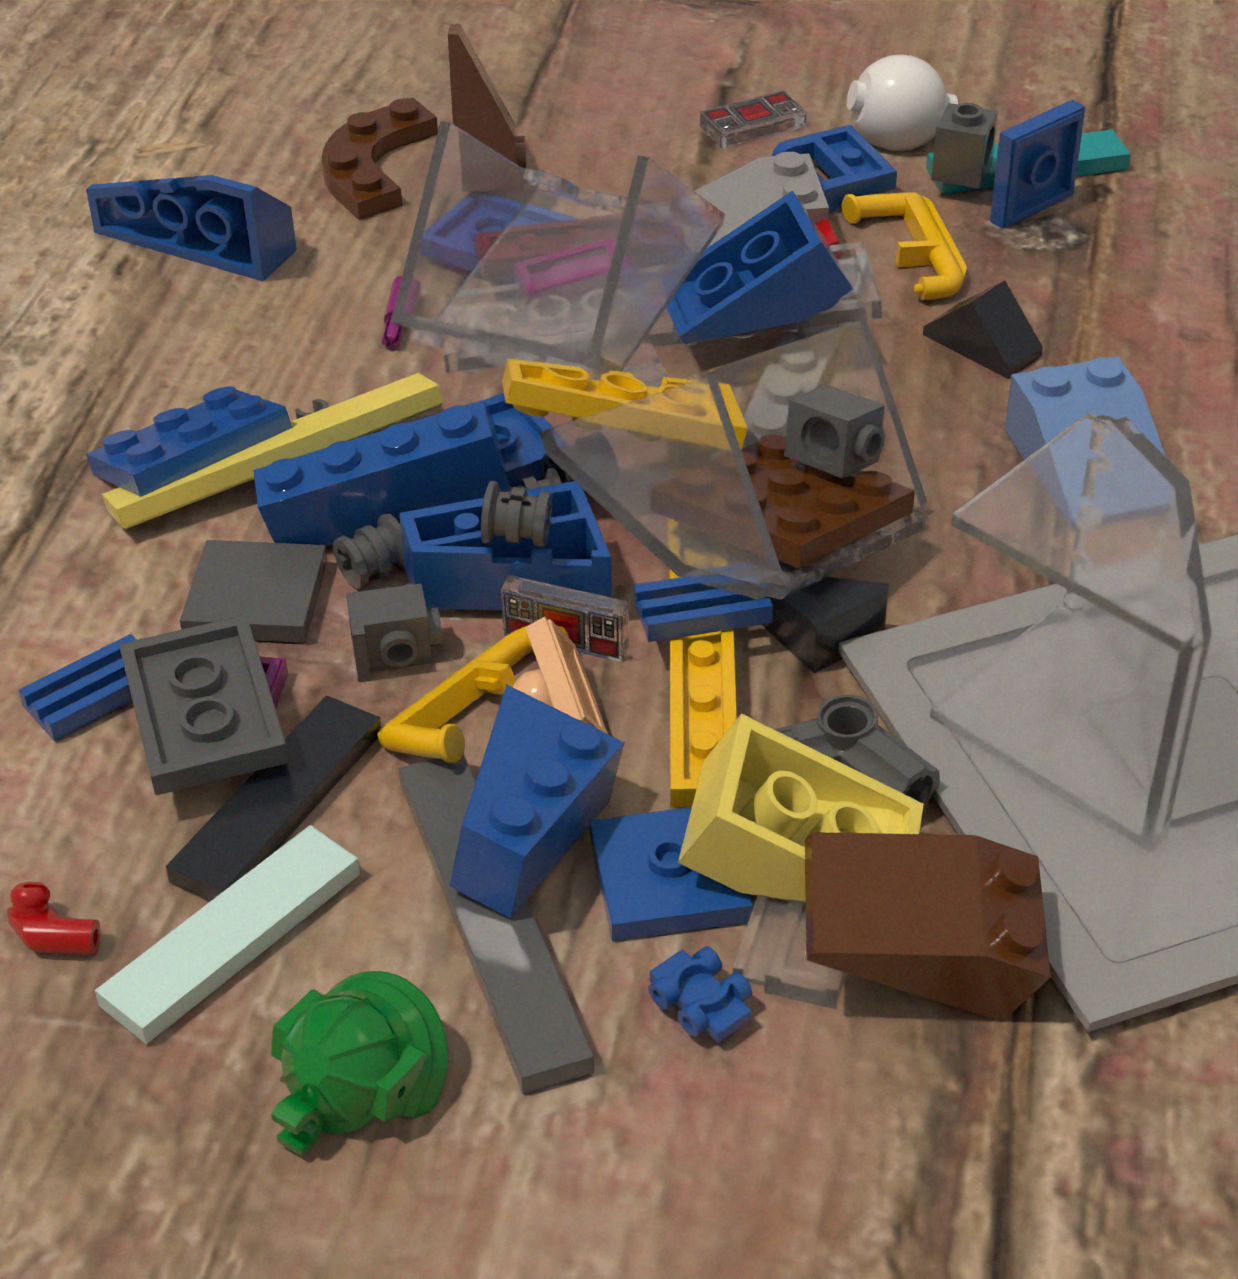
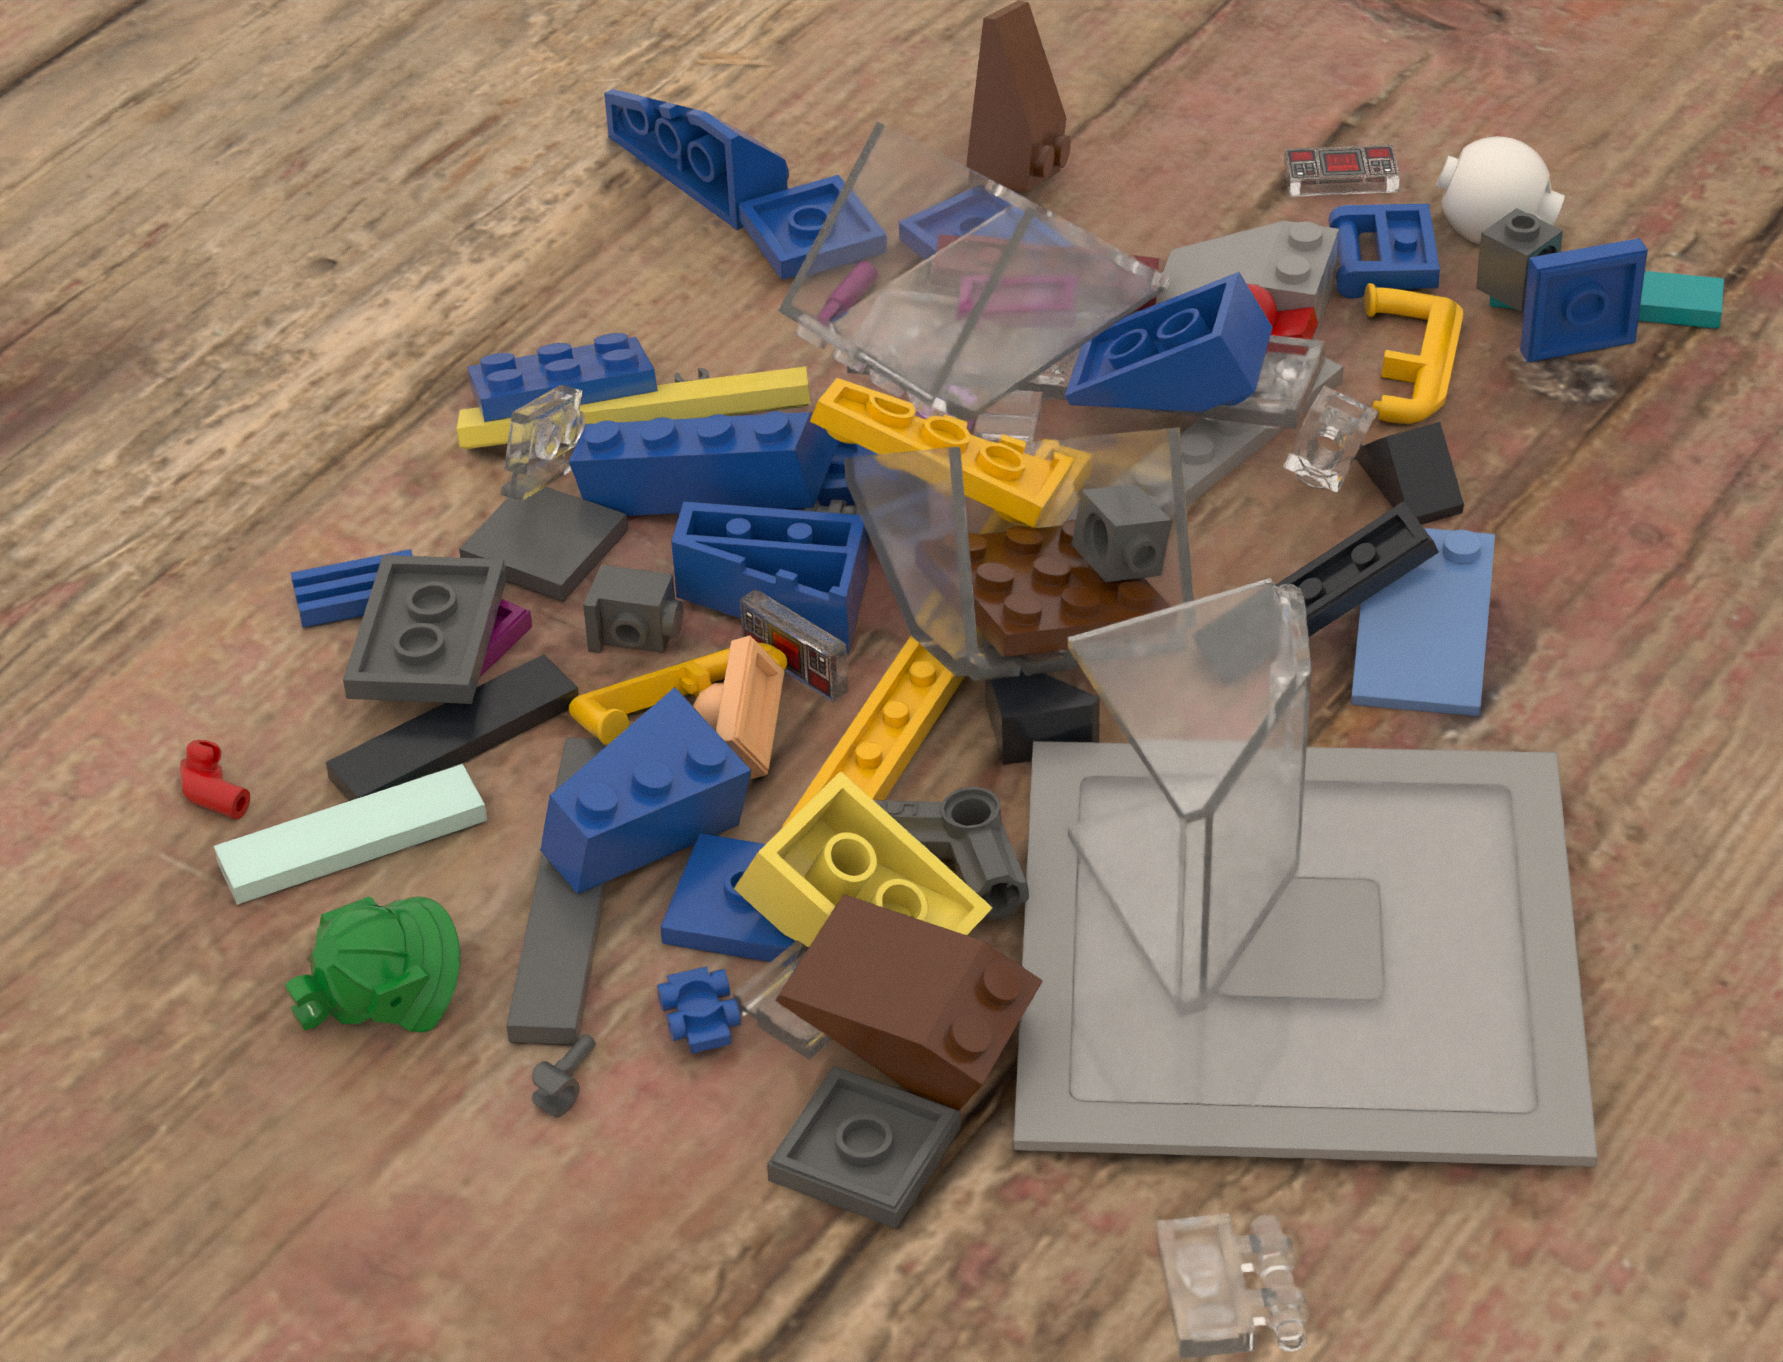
camera: 25 degrees right, 0 degrees up
(220, 489) = (539, 440): none -> clear plate
(336, 260) = (789, 221): none -> blue plate
(358, 145) = (920, 100): reddish brown plate -> none
(370, 552) = (653, 532): dark grey bush -> none
(516, 515) = (771, 533): dark grey bush -> none
(607, 1125) = (555, 1082): none -> dark grey hand
(690, 608) = (906, 668): blue tile -> none
(914, 298) = (1340, 420): none -> clear brick
(947, 1080) = (864, 1146): none -> dark grey tile
(1014, 432) = (1361, 566): none -> black tile

